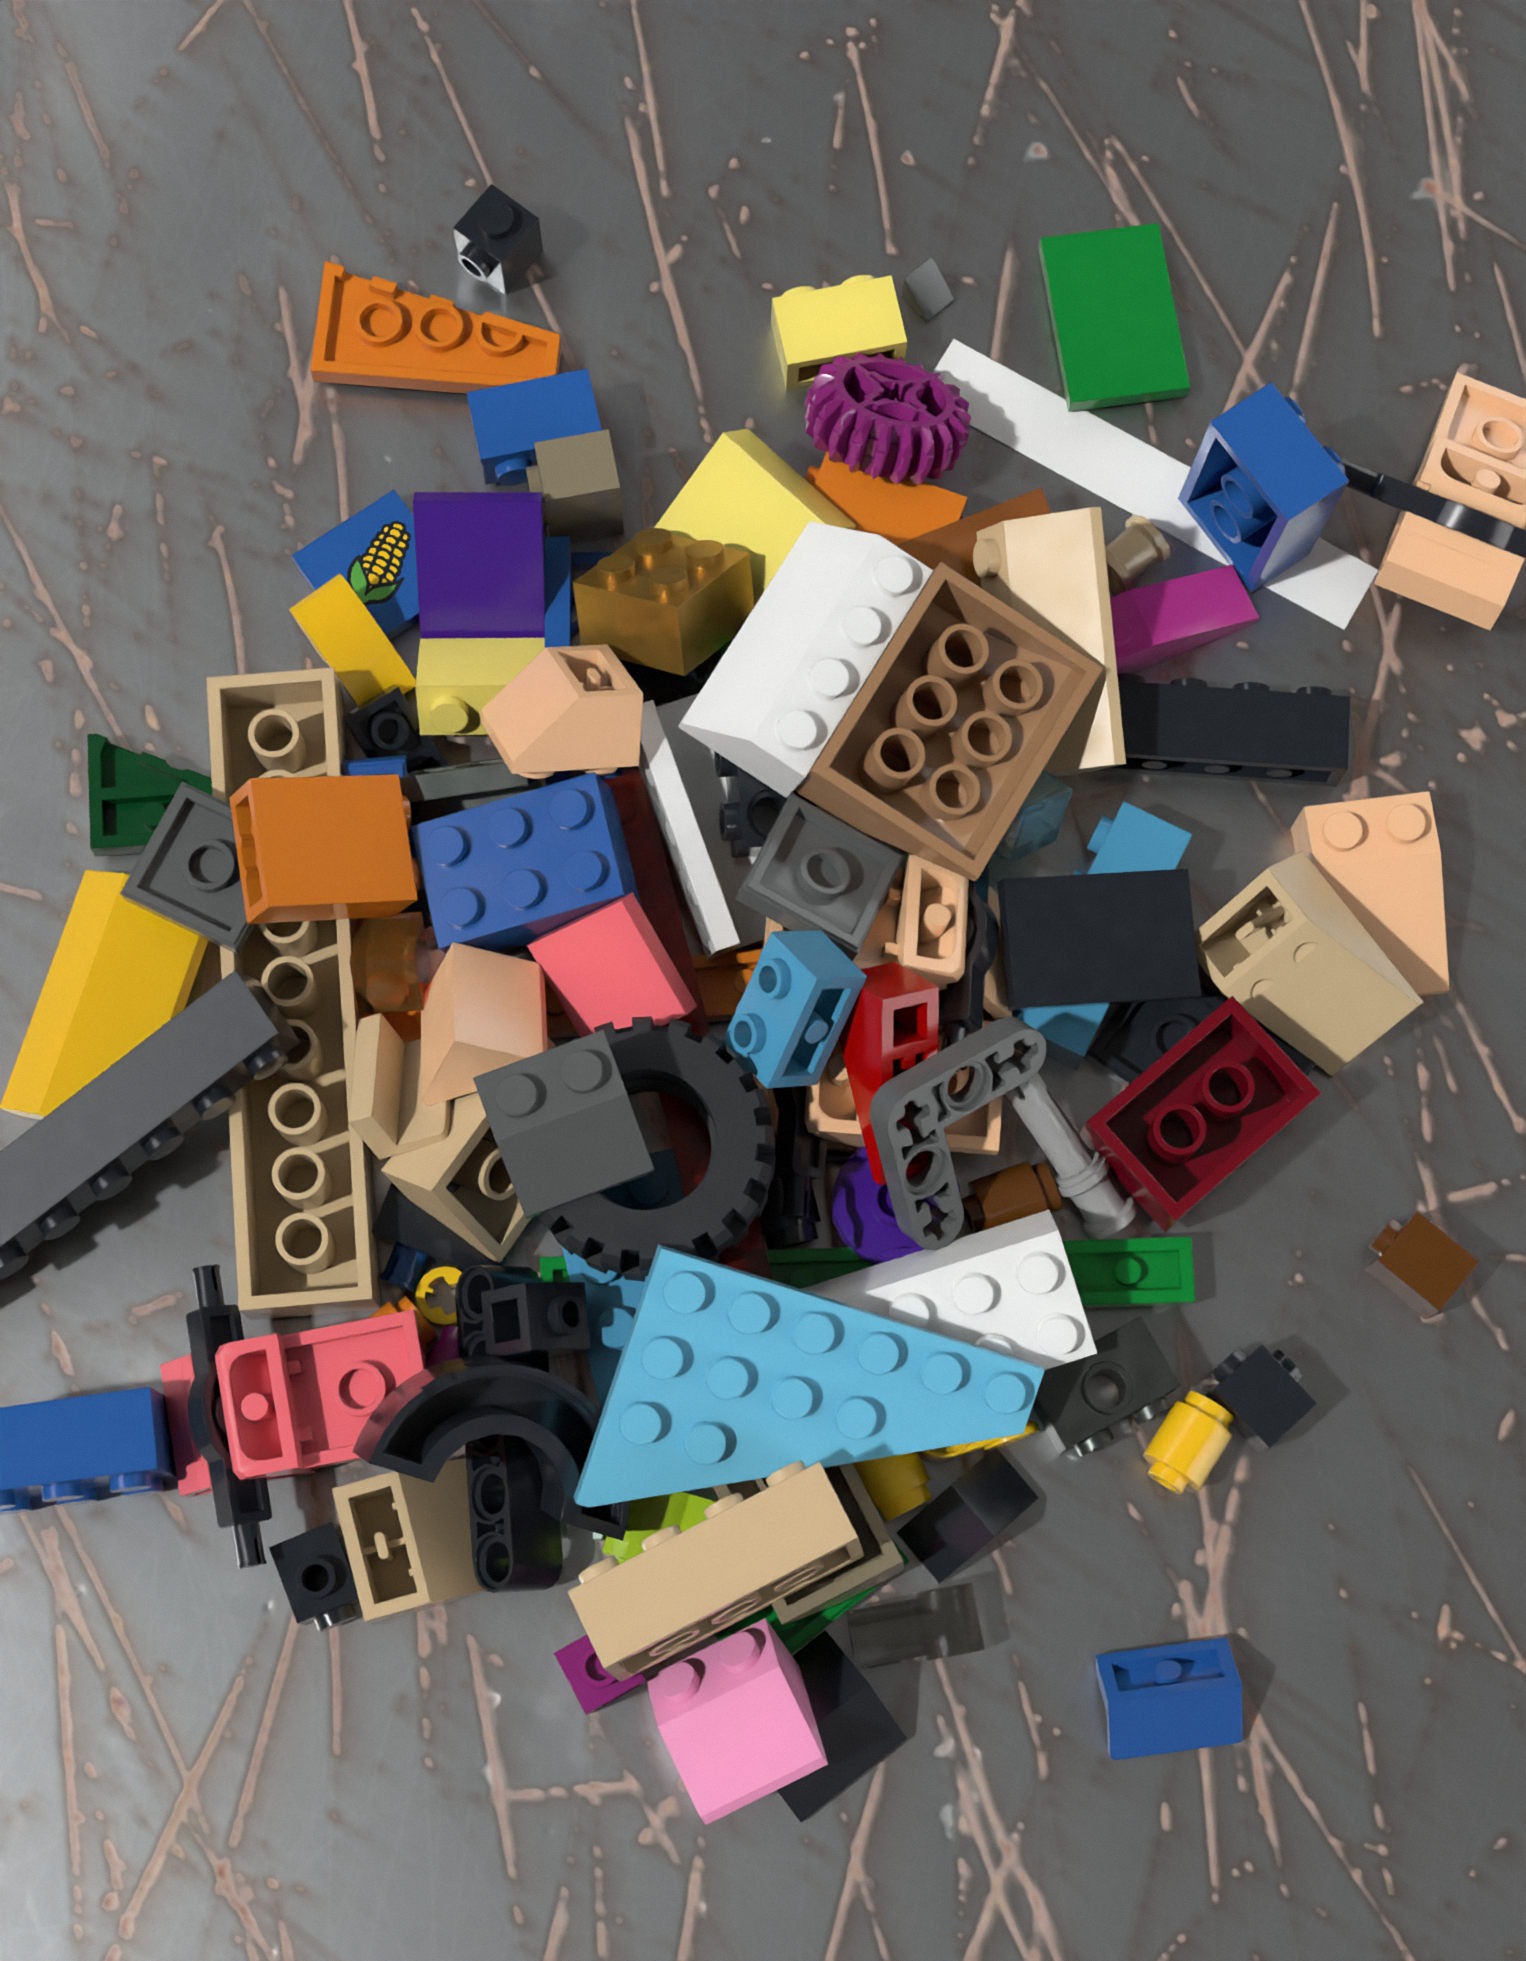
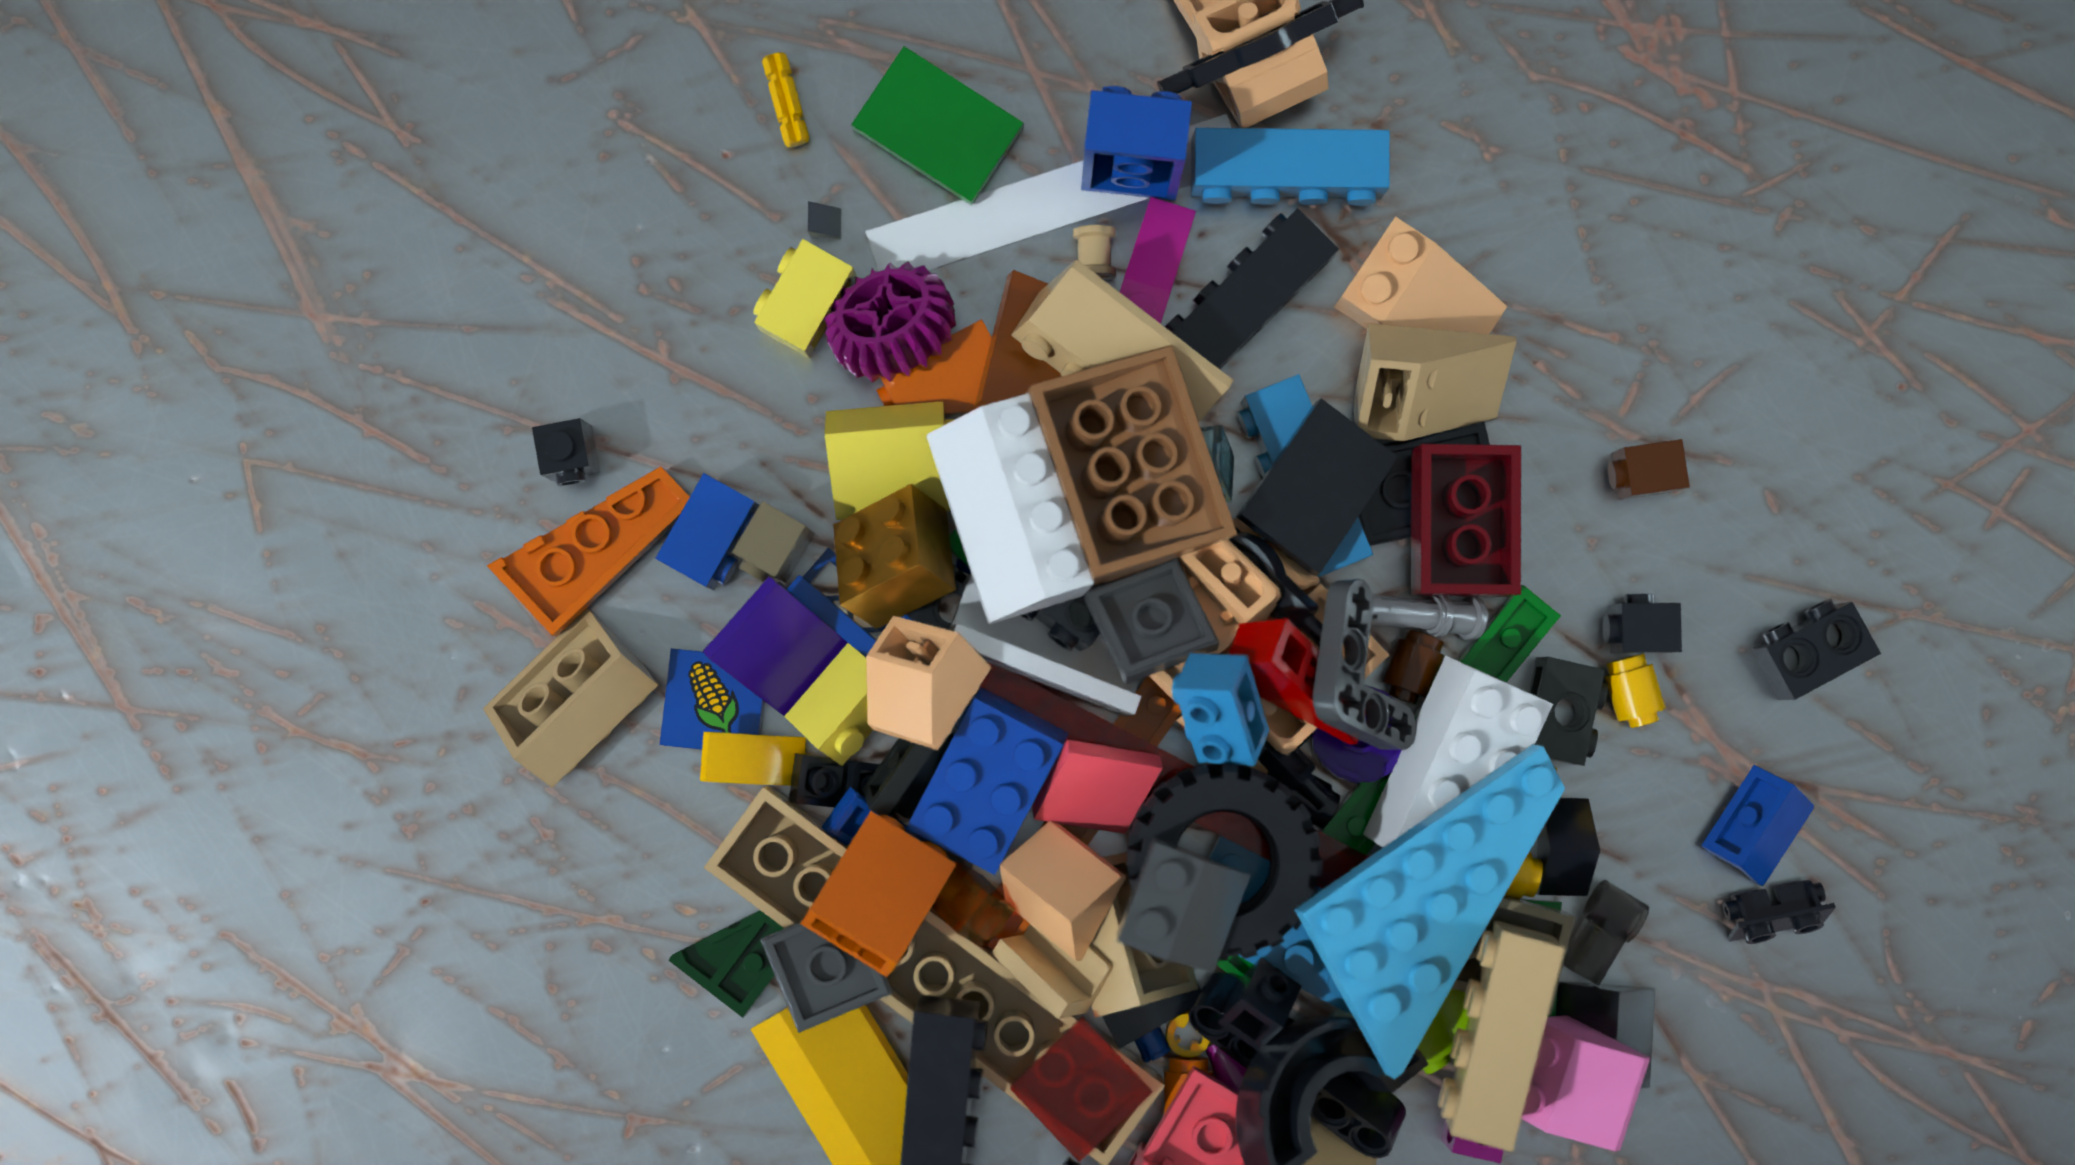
camera: 45 degrees left, 10 degrees up
(263, 439) = (569, 698): none -> tan slope
(297, 1214) = (1080, 1088): none -> clear red tile
(1008, 164) = (785, 99): none -> yellow axle
(1121, 1817) = (1796, 909): none -> black hinge
(1385, 660) = (1290, 164): none -> dark azure brick
(1395, 1606) = (1818, 659): none -> black brick

